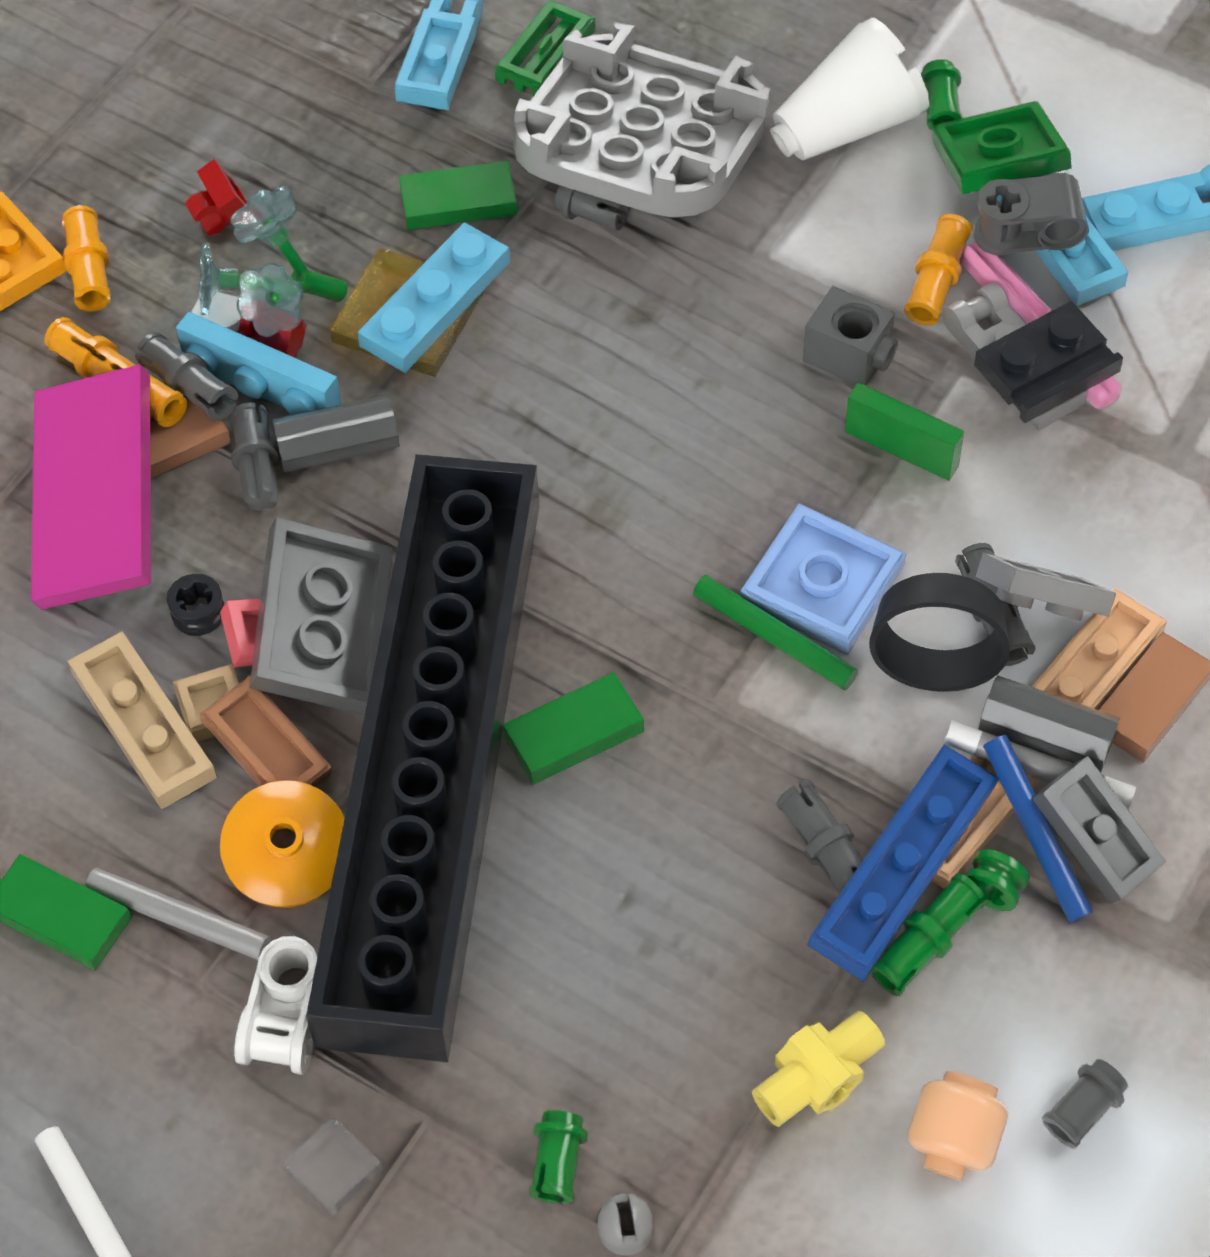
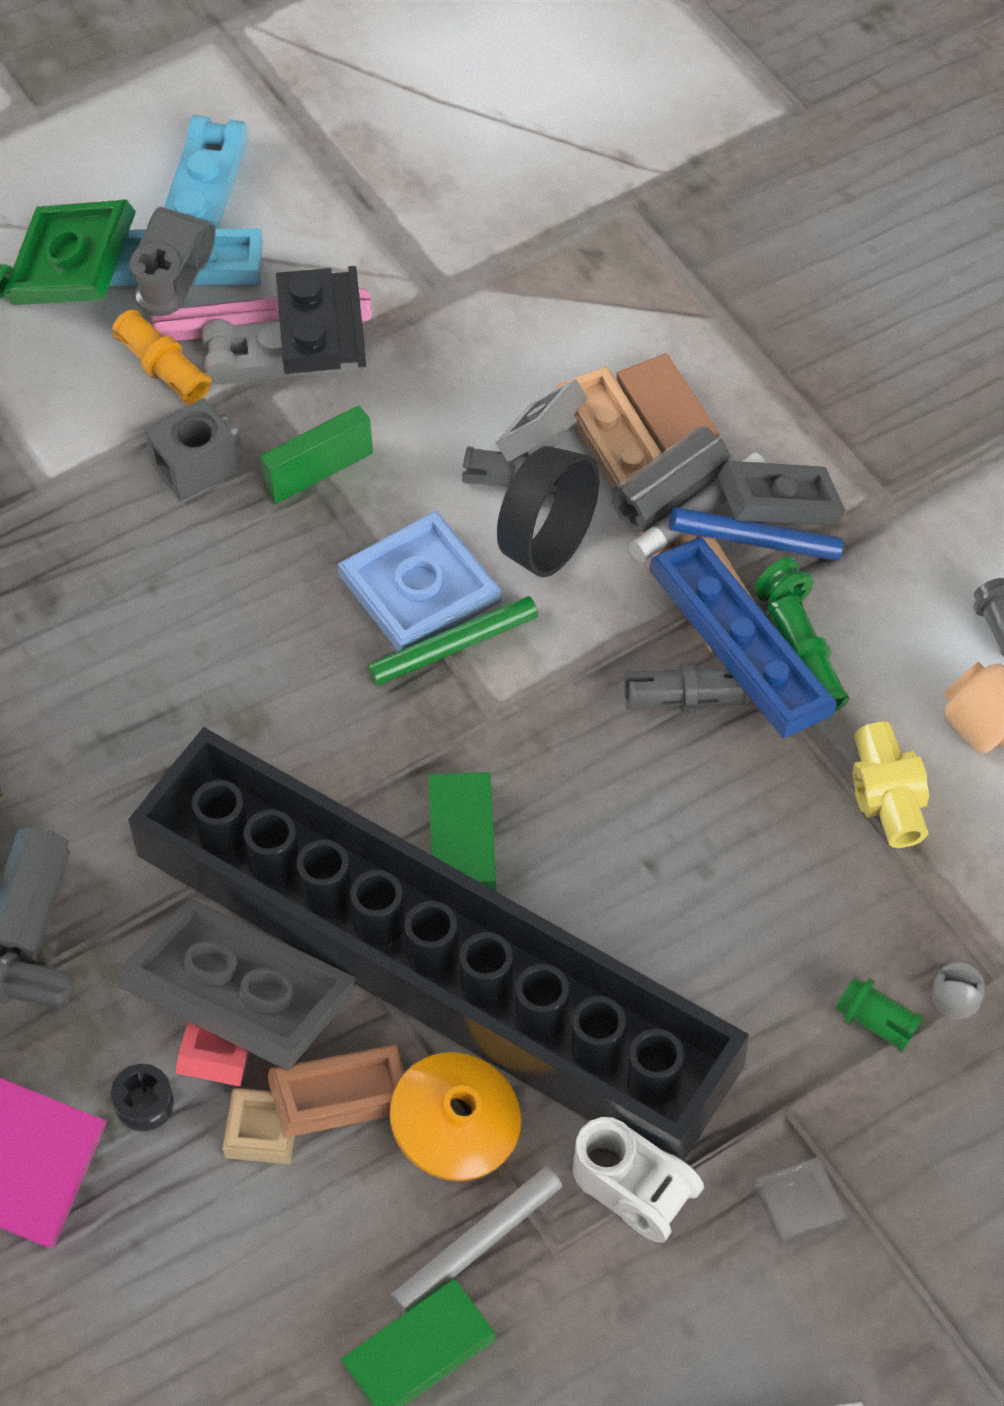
camera: 65 degrees left, 0 degrees up
(142, 720) = (249, 1191): tan plate -> none

